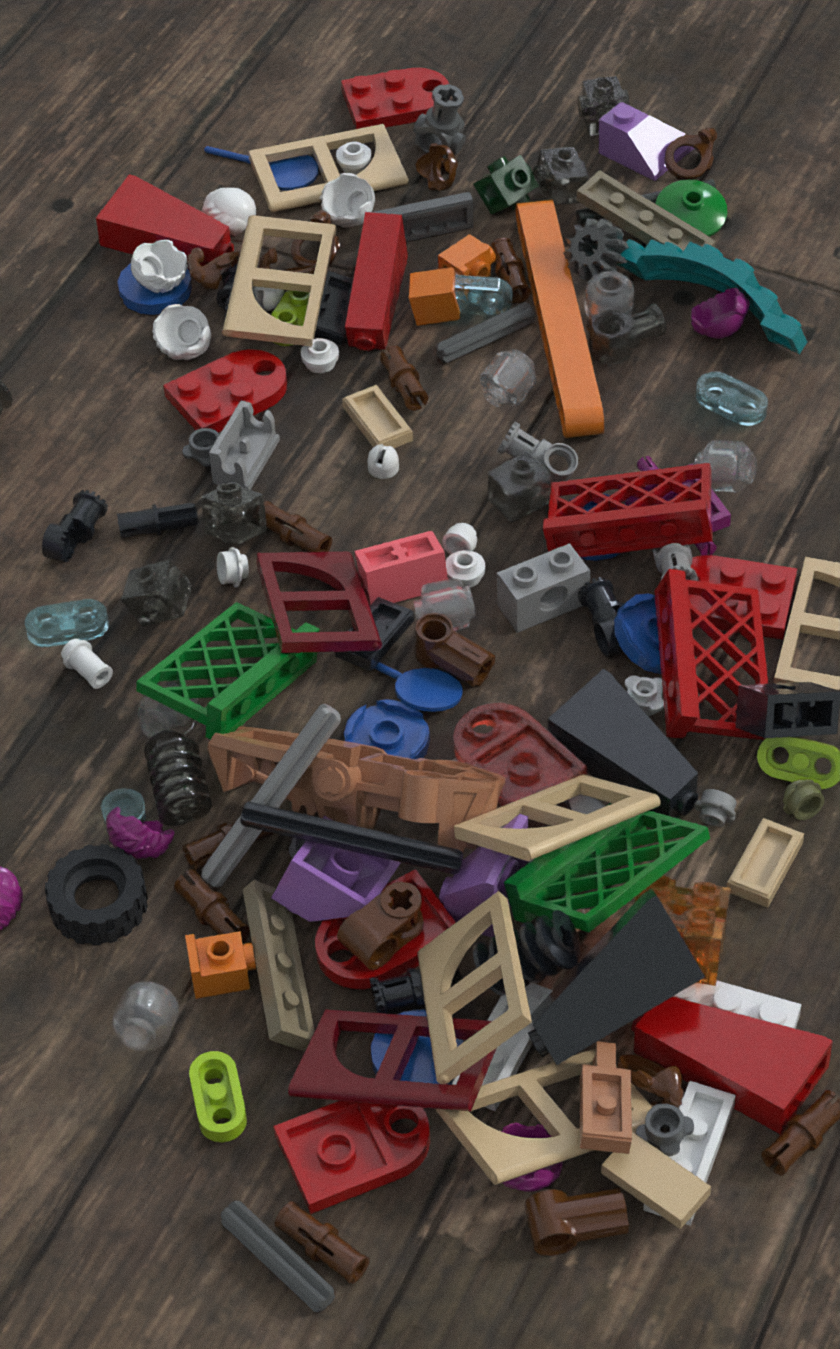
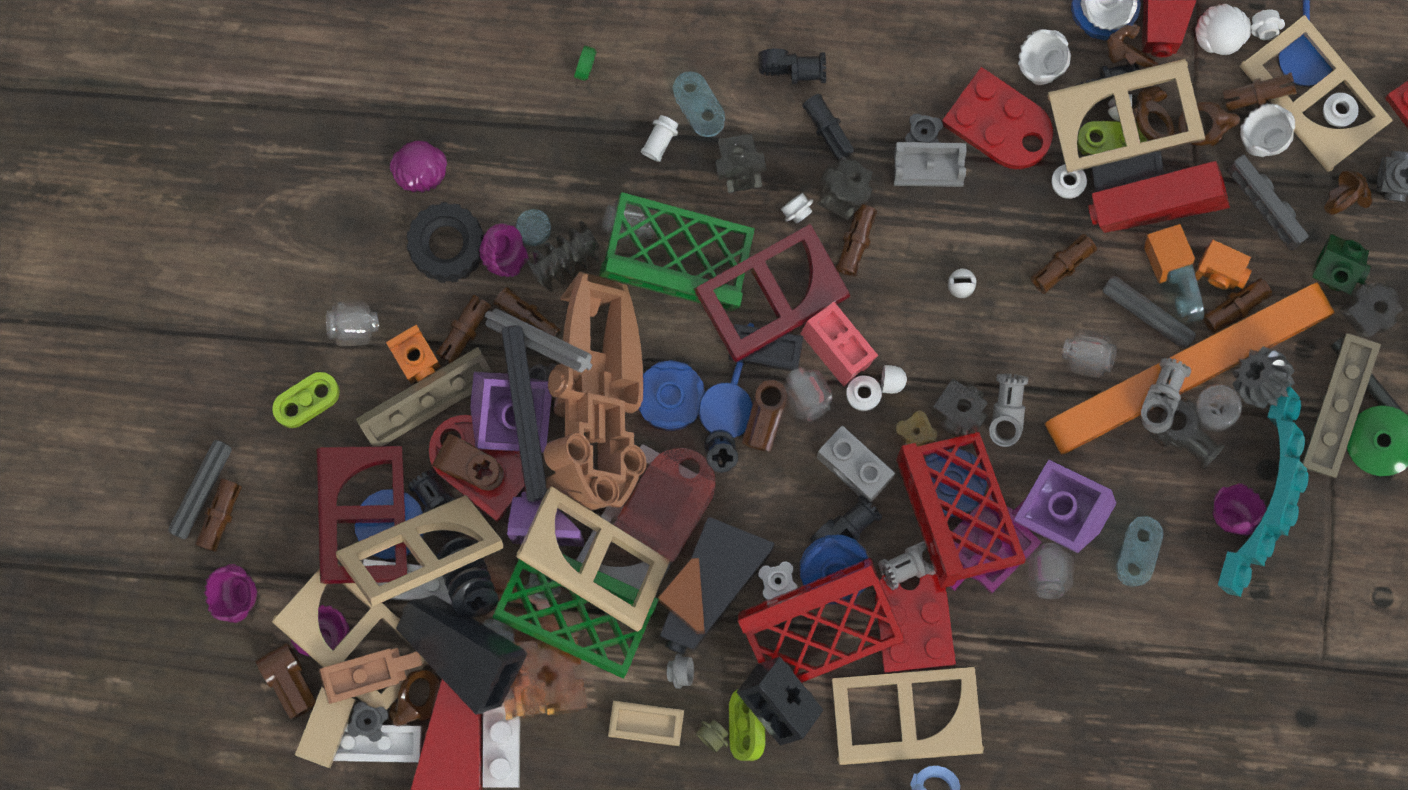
camera: 70 degrees right, 30 degrees up
(243, 177) = (1266, 24): none -> white plate
(307, 193) = (1259, 91): none -> reddish brown pin
(350, 1149) = (288, 506): red plate -> none
(377, 418) = (1011, 259): tan tile -> none
(434, 1248) = (230, 593): none -> magenta hair
(479, 690) = (712, 447): none -> black bush
(526, 536) = (918, 421): none -> clear yellow plate
(588, 315) = (1165, 394): none -> light grey connector
(638, 748) = (684, 597): none -> dark orange slope
(663, 424) = (1066, 507): none -> medium lavender slope

